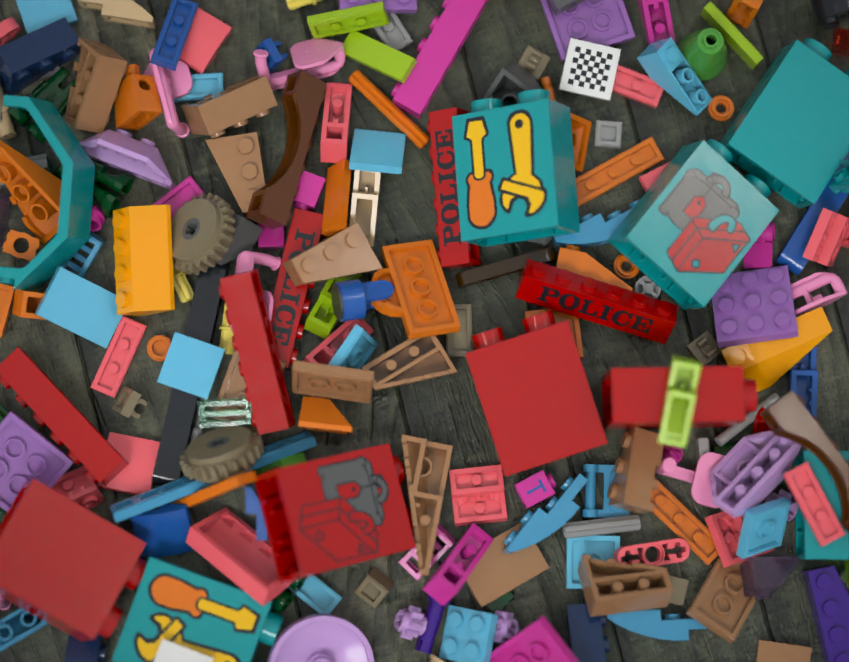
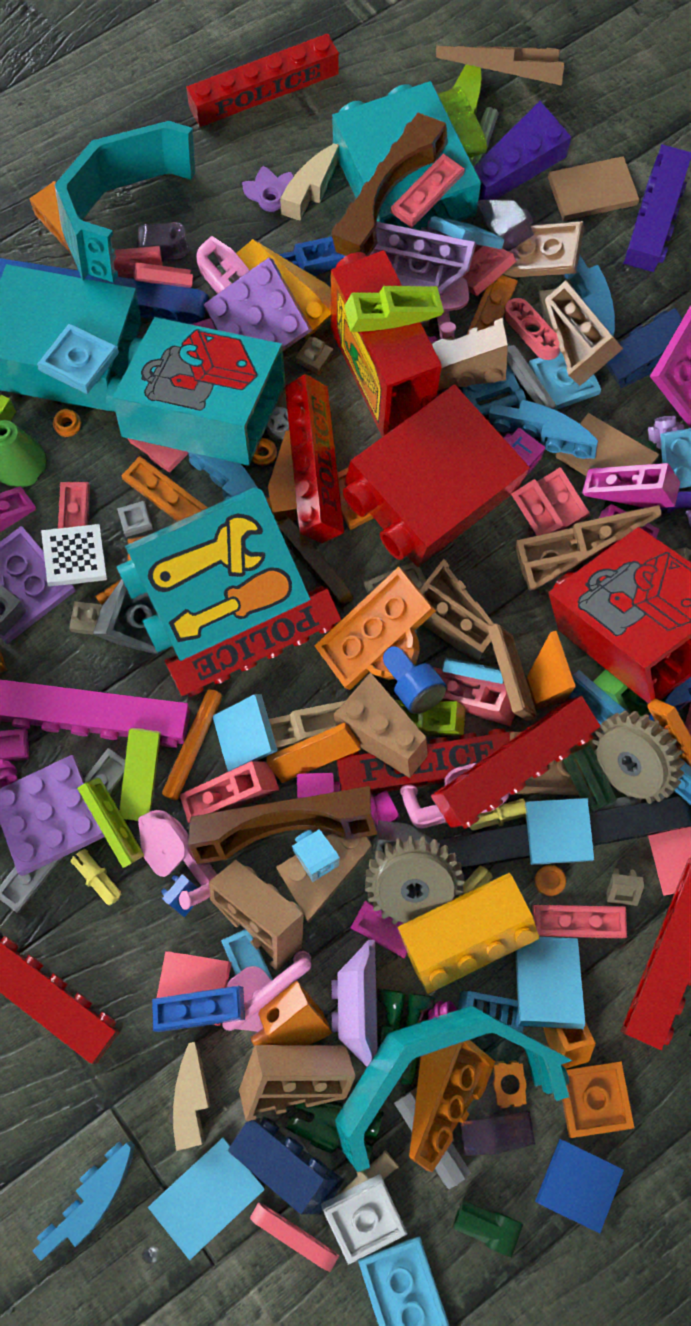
camera: 110 degrees left, 10 degrees down
(248, 160) = (315, 854): none -> medium azure slope
(673, 73) = (46, 476): medium azure slope -> none
(755, 126) = (78, 358): none -> medium azure tile

